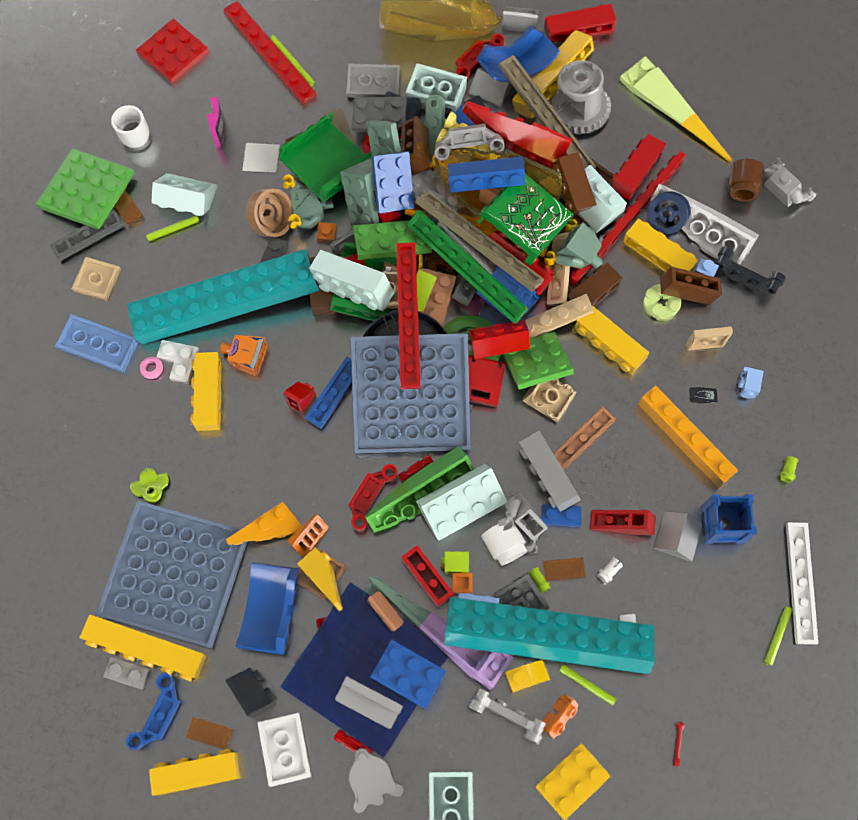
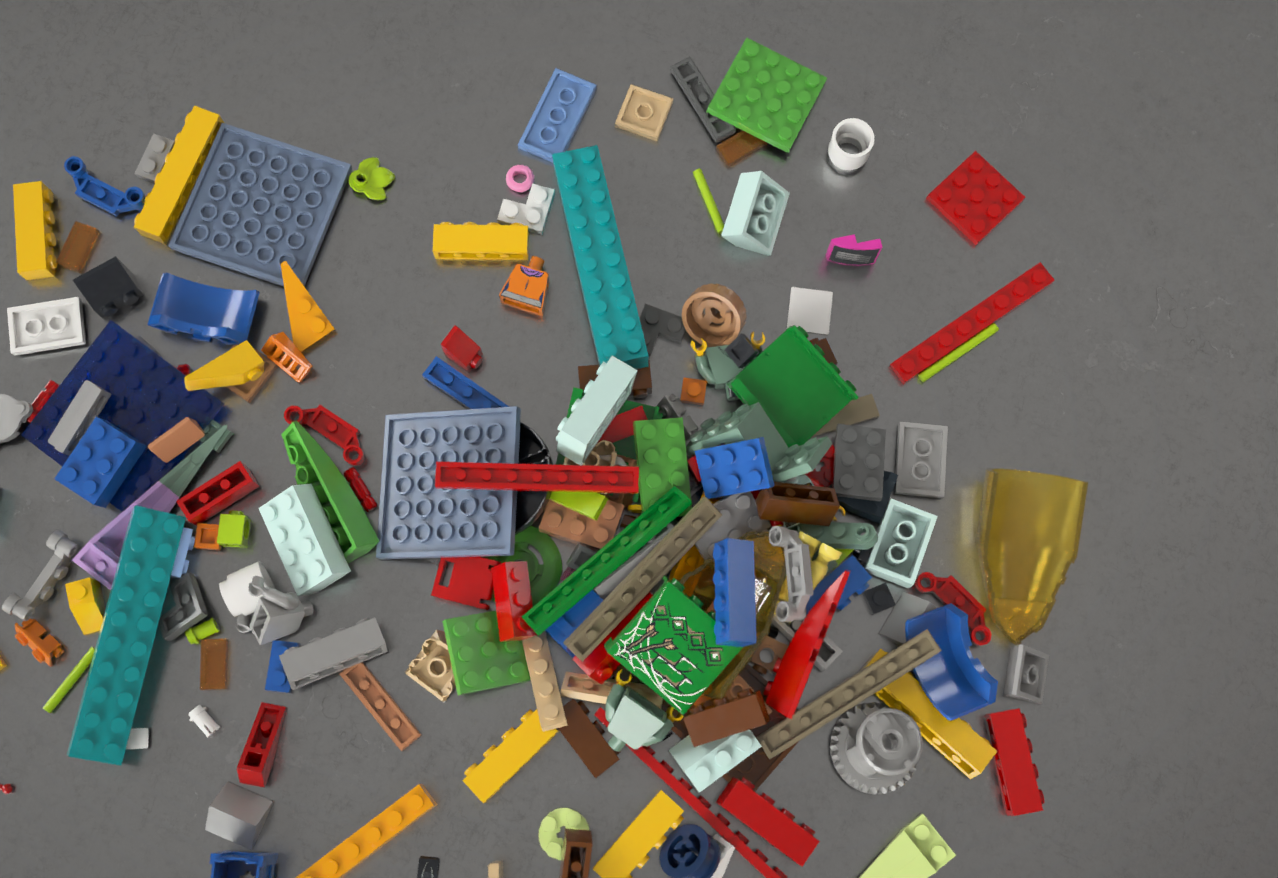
camera: 90 degrees right, 5 degrees up
(298, 191) = (741, 350): none -> black plate

